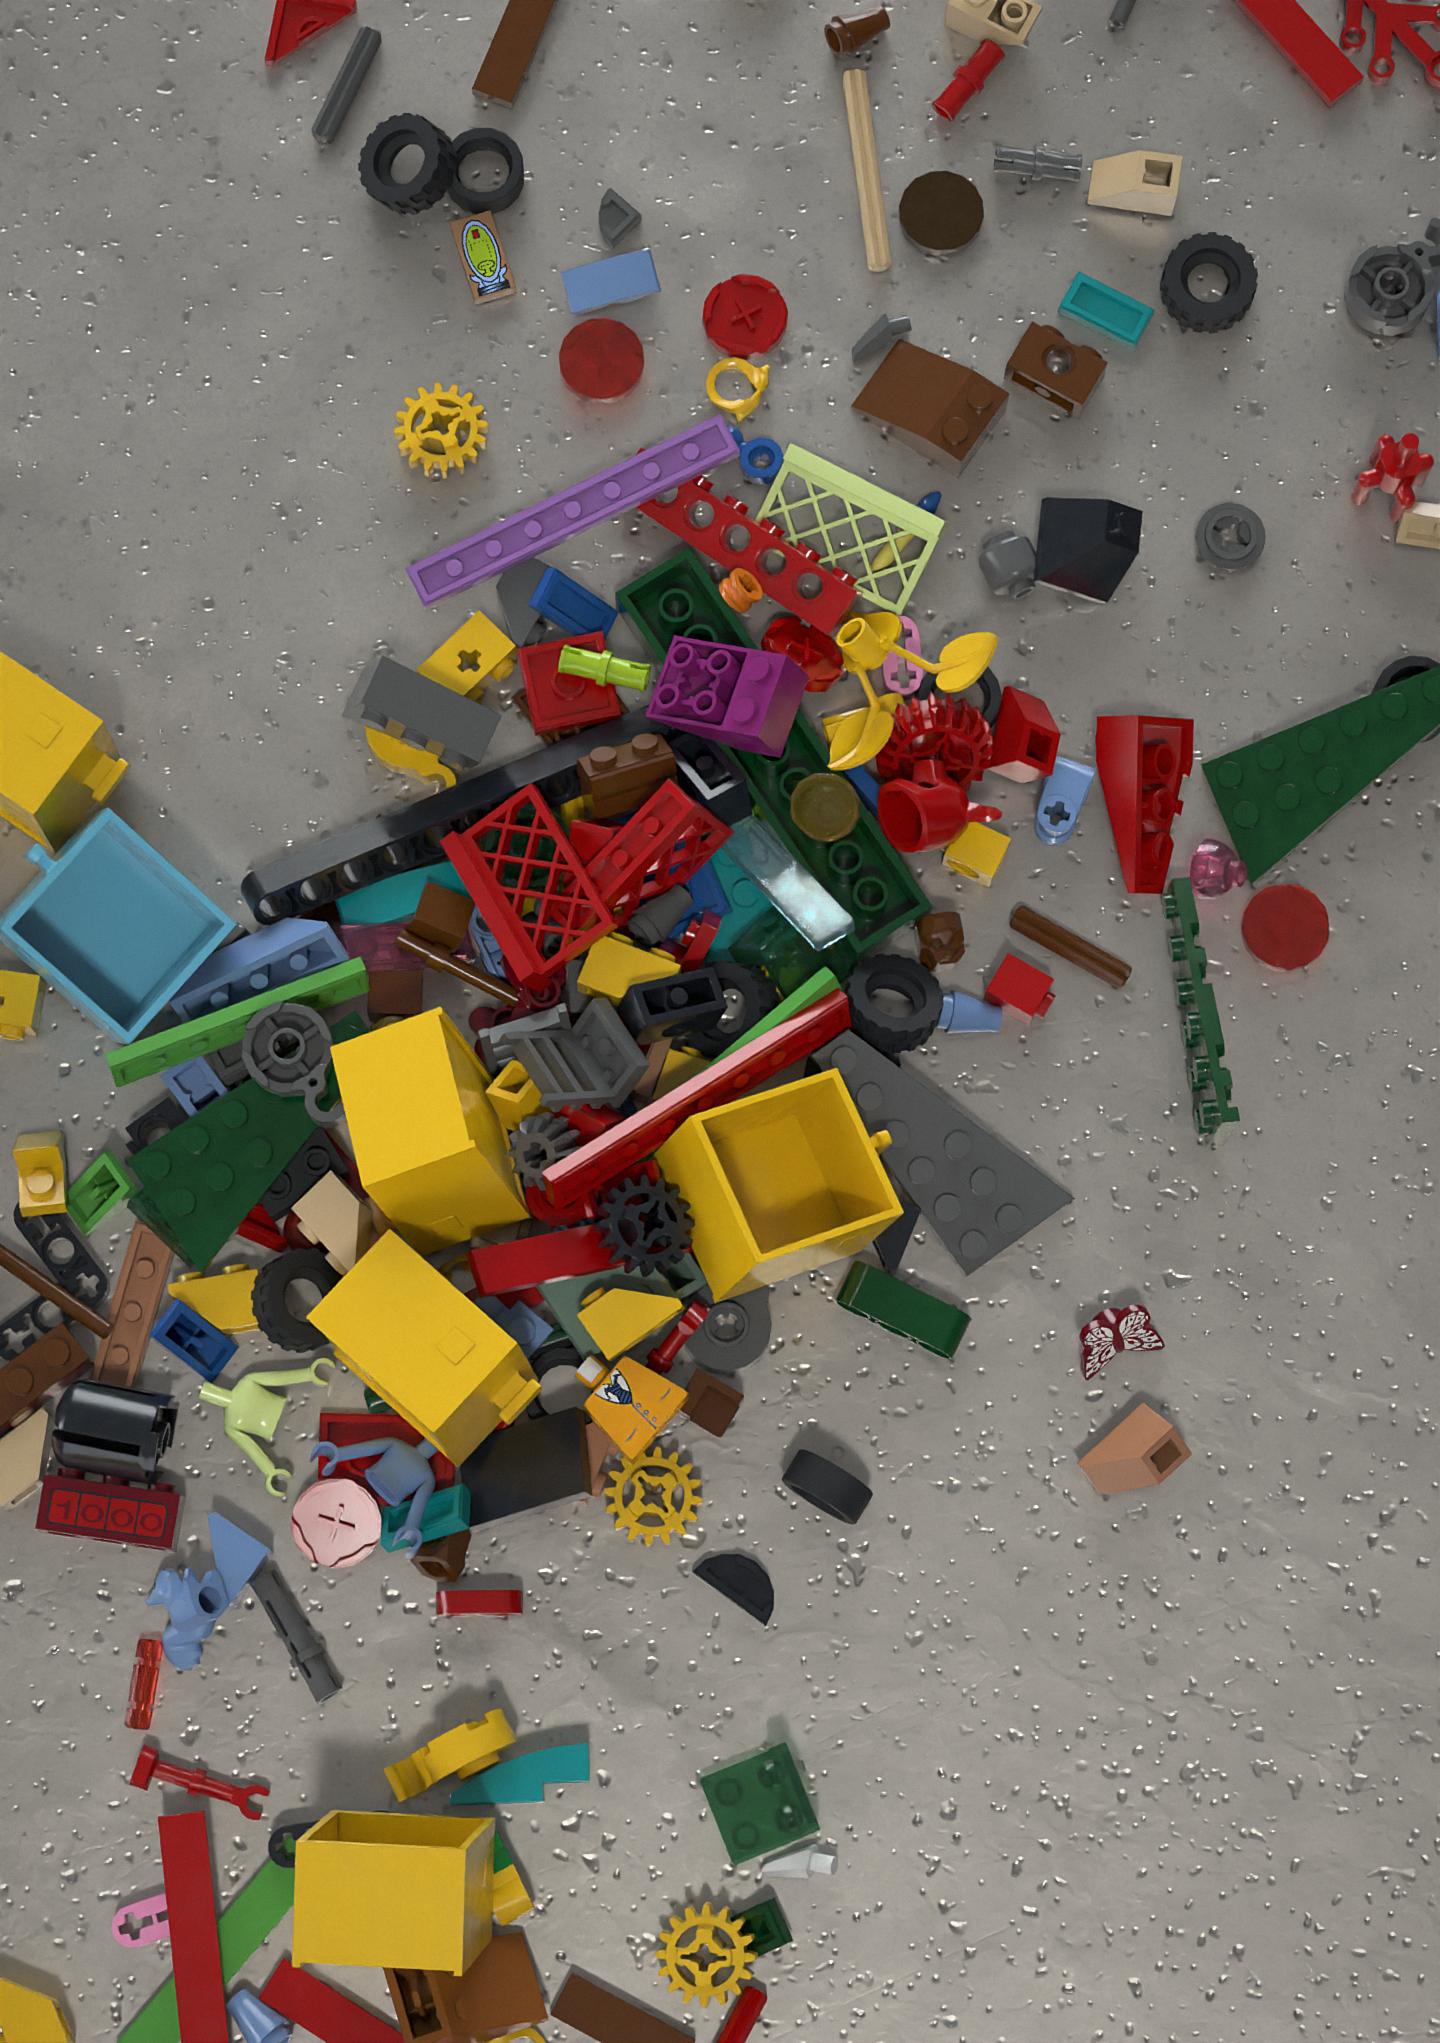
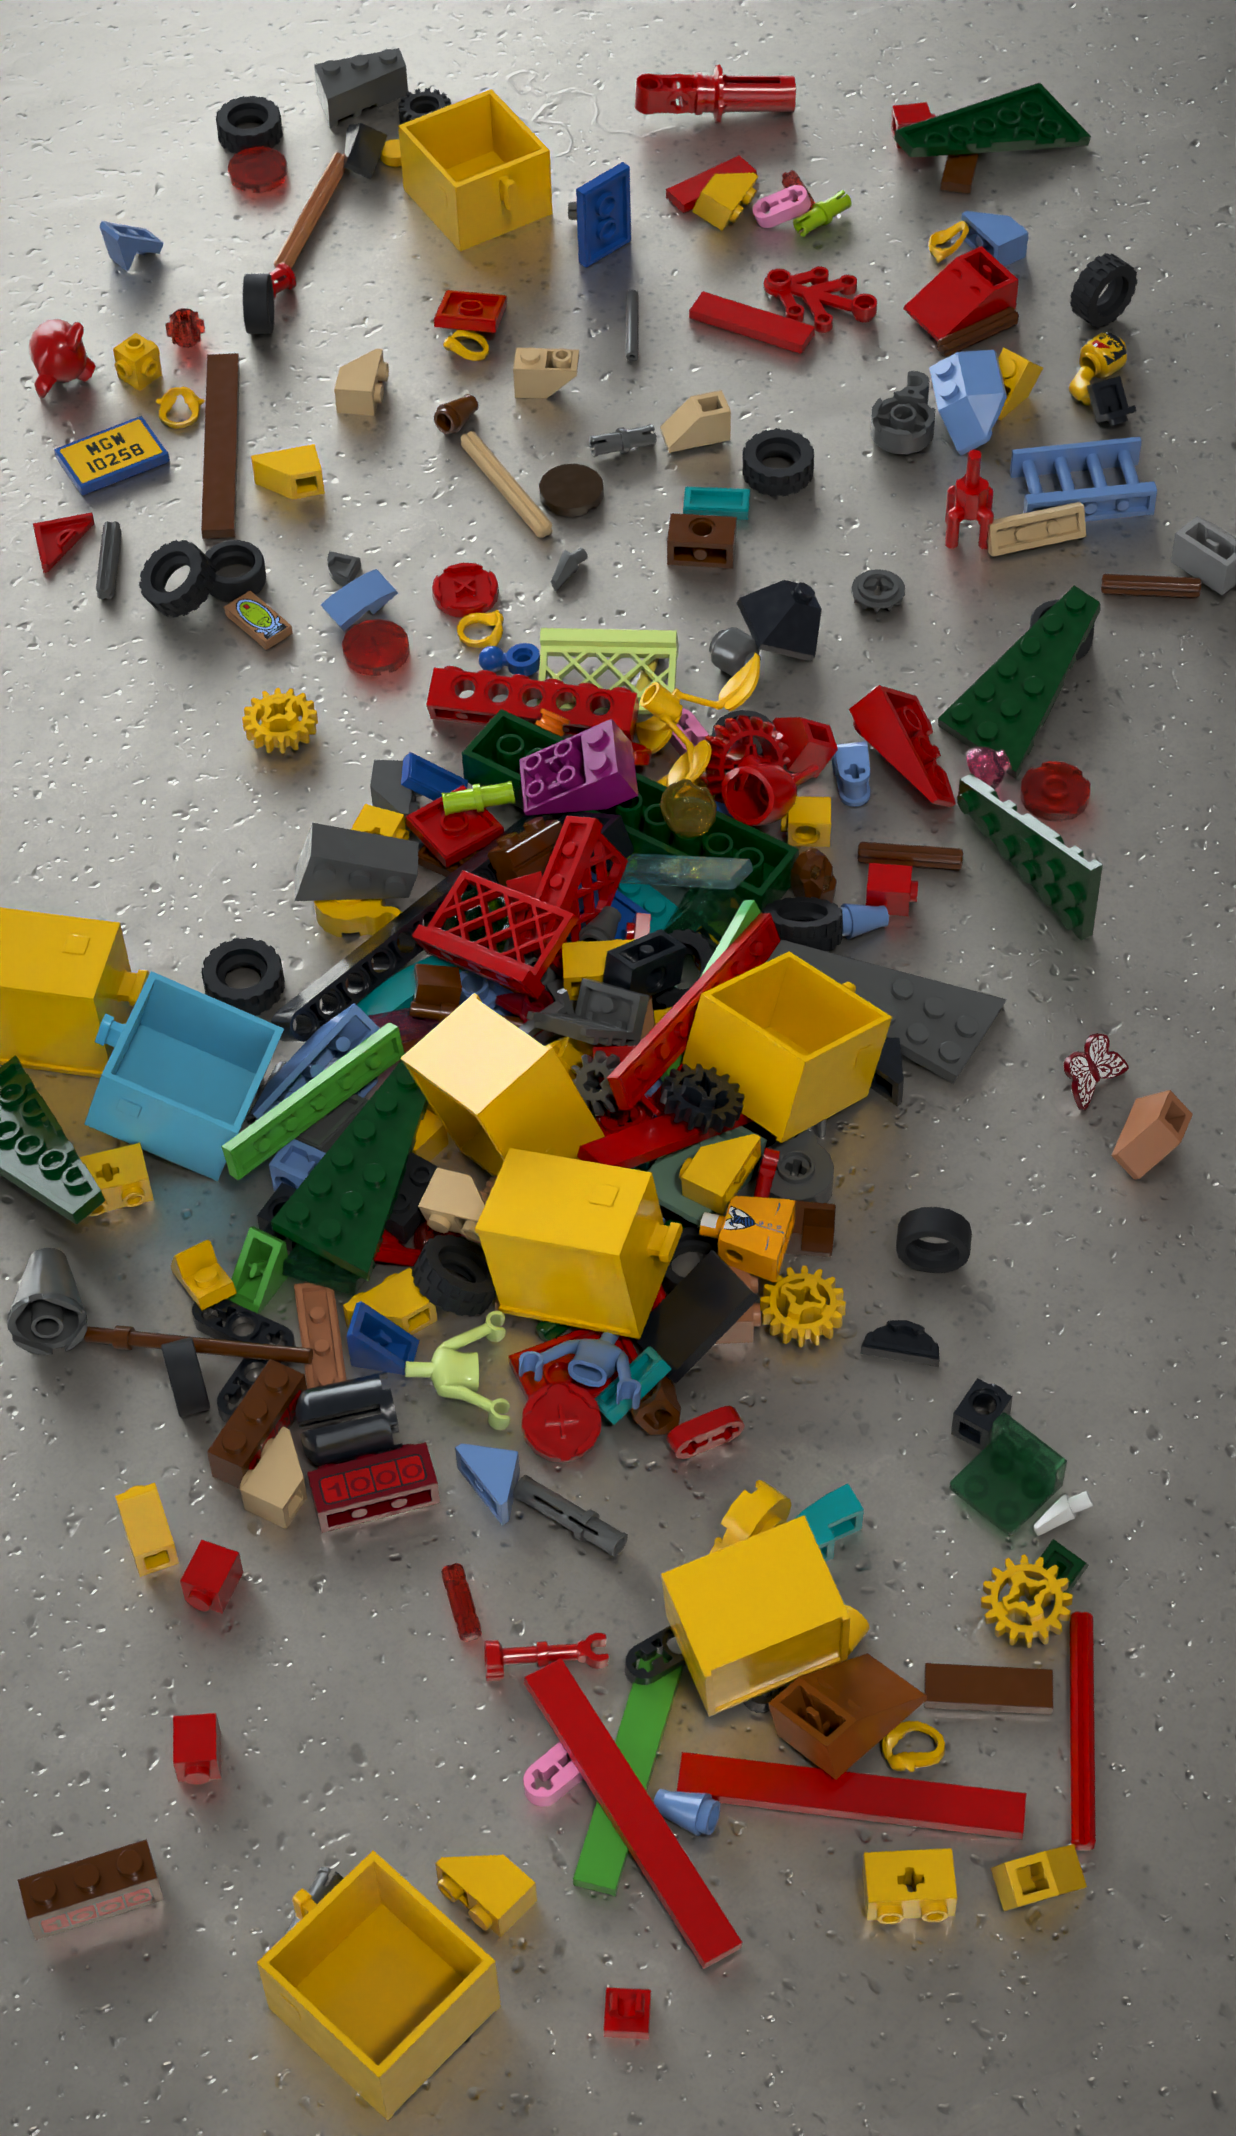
camera: 20 degrees left, 25 degrees down
(192, 1610) = (478, 1522): medium blue animal -> none
(238, 753) = (244, 954): none -> black tyre
(297, 1076) = (371, 1091): dark grey piece -> none
(573, 511) = (403, 720): medium lavender tile -> none
(616, 41) = (290, 472): none -> yellow slope
(760, 1729) = (974, 1426): none -> black brick
(903, 1309) = (922, 1114): dark green beam -> none
(932, 405) = (628, 589): reddish brown slope -> none
(968, 80) = (549, 414): red pin -> none

